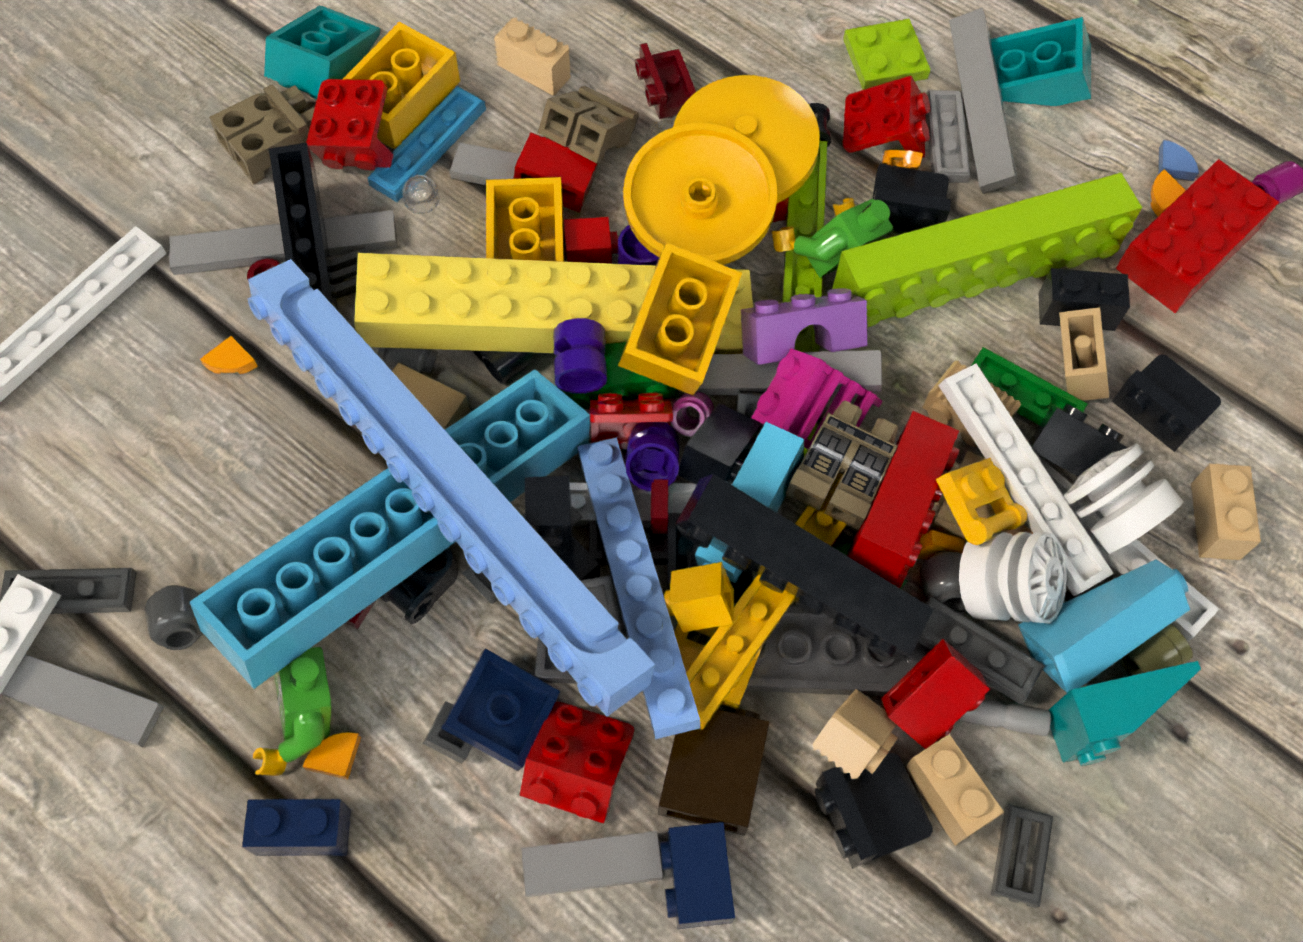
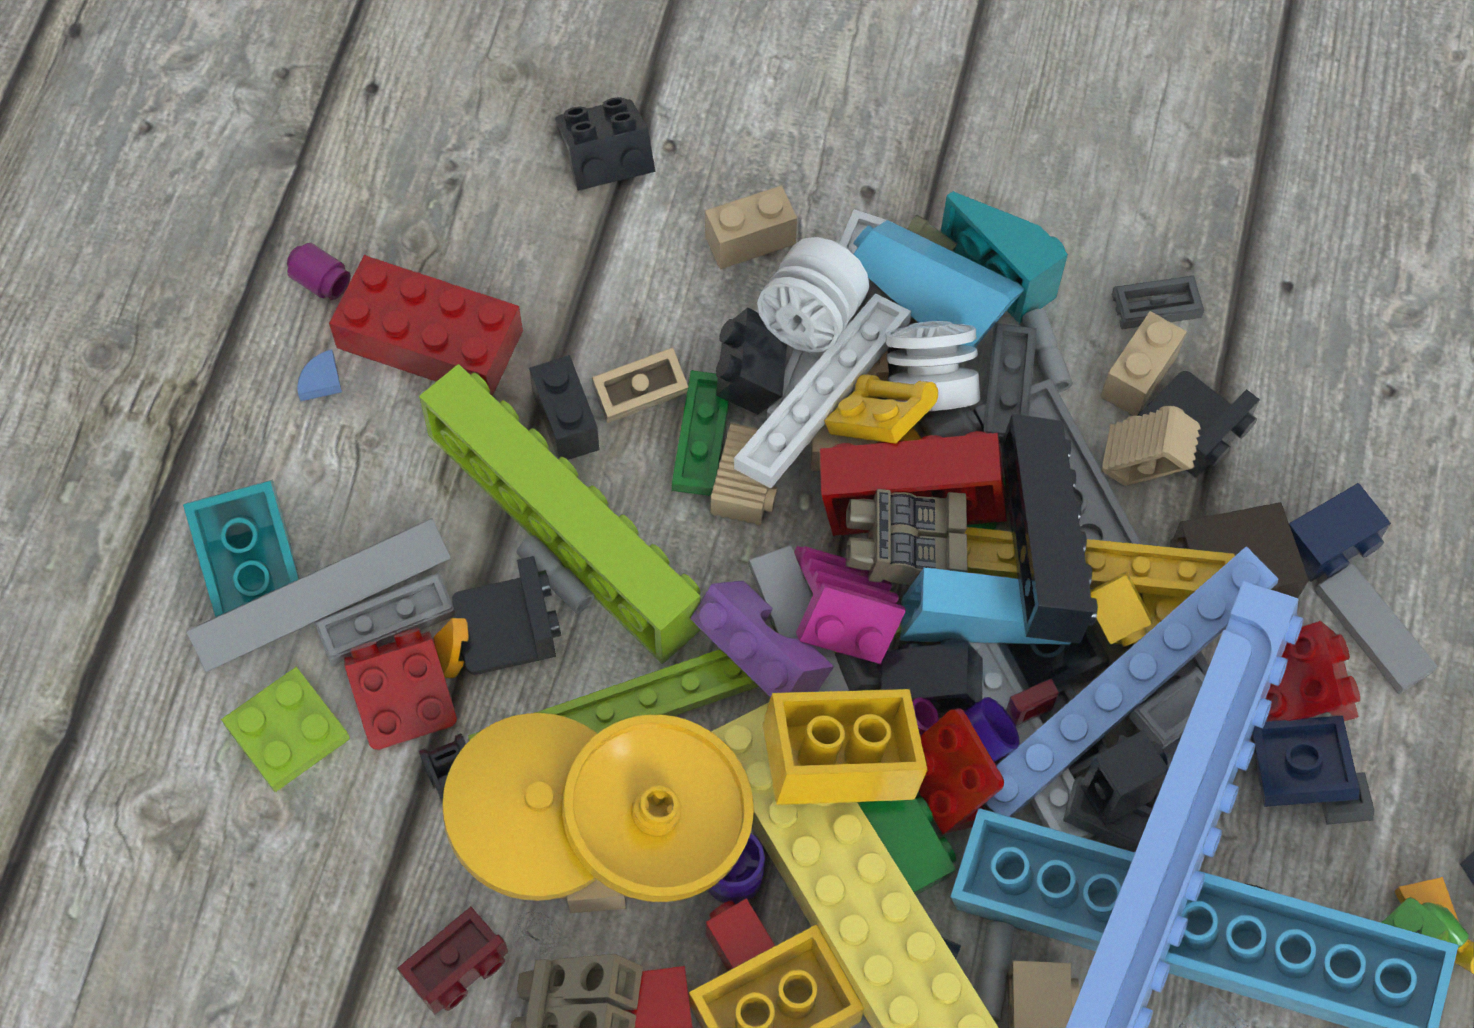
camera: 115 degrees left, 0 degrees up
(580, 356) = (924, 844): dark purple wheel -> none
(848, 229) = (609, 650): bright green torso -> none
(935, 694) = (1077, 396): red brick -> none
(1164, 192) = (371, 375): light orange tile -> none
(1167, 401) = (646, 304): black bracket -> none

